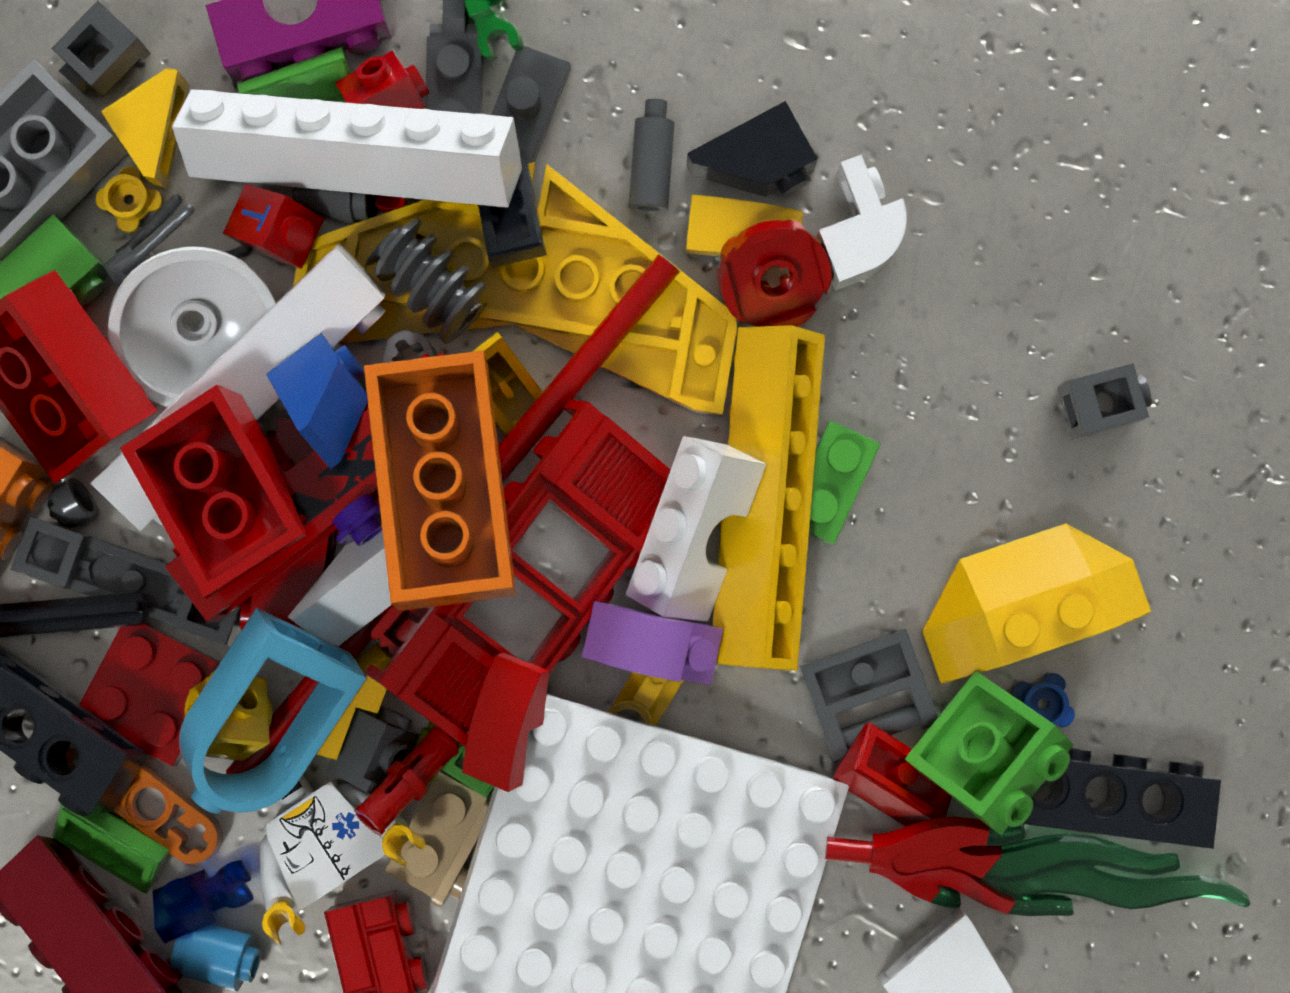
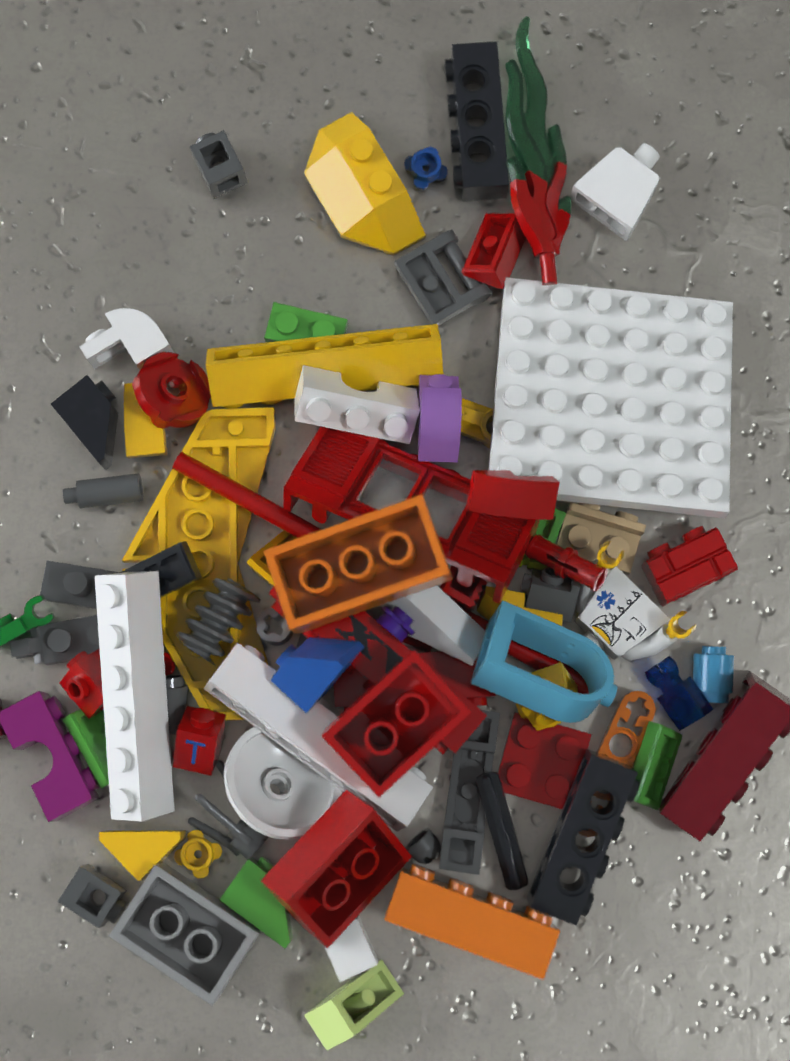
camera: 100 degrees left, 5 degrees down
(991, 753) = (465, 185): bright green plate -> none

